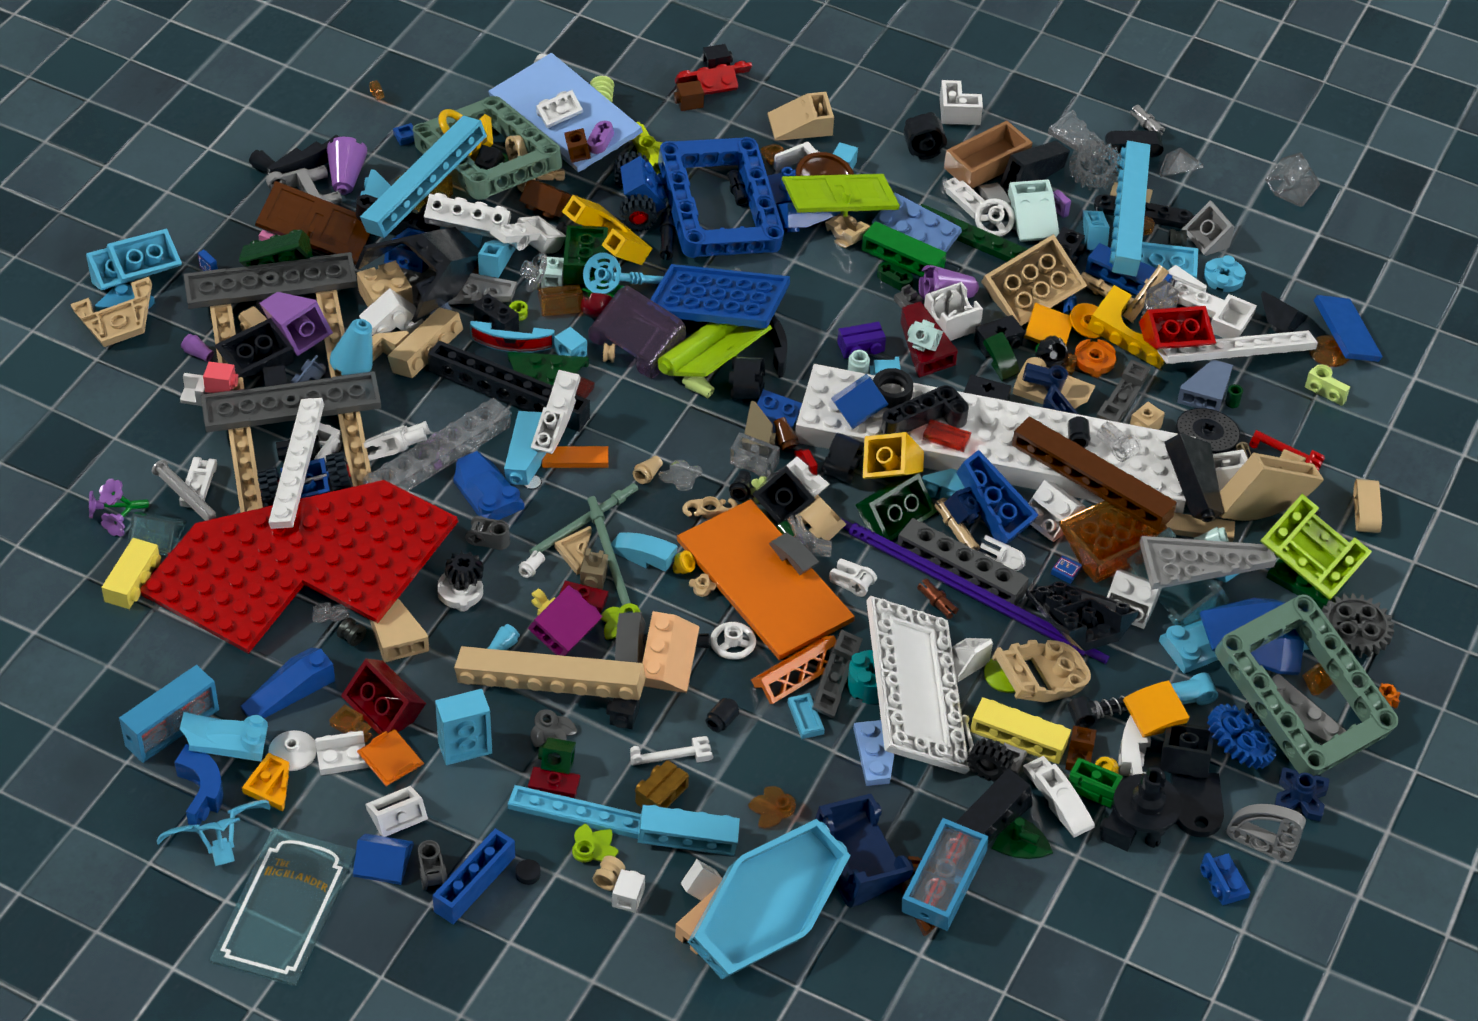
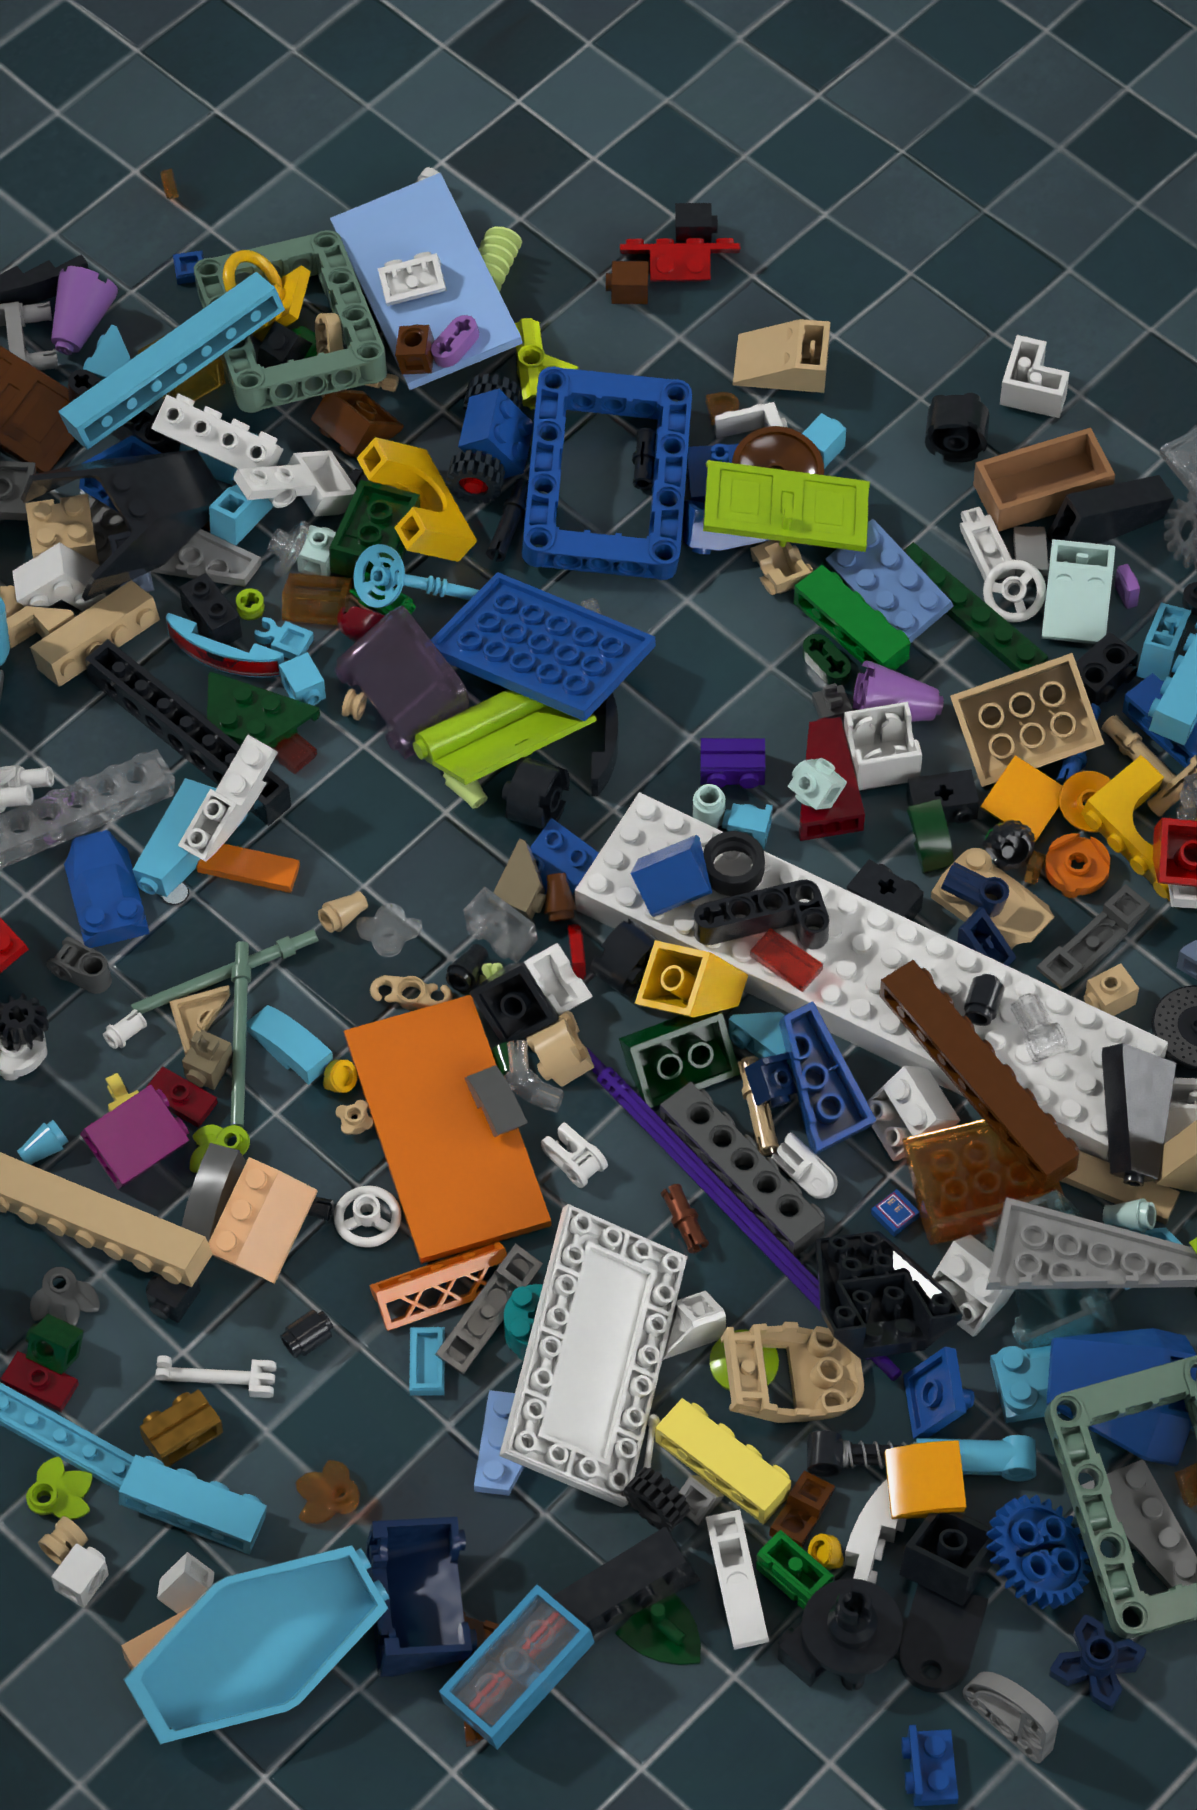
camera: 20 degrees right, 10 degrees up
(551, 322) = (288, 639): none -> medium azure plate
(1138, 661) = (936, 1393): none -> blue tile

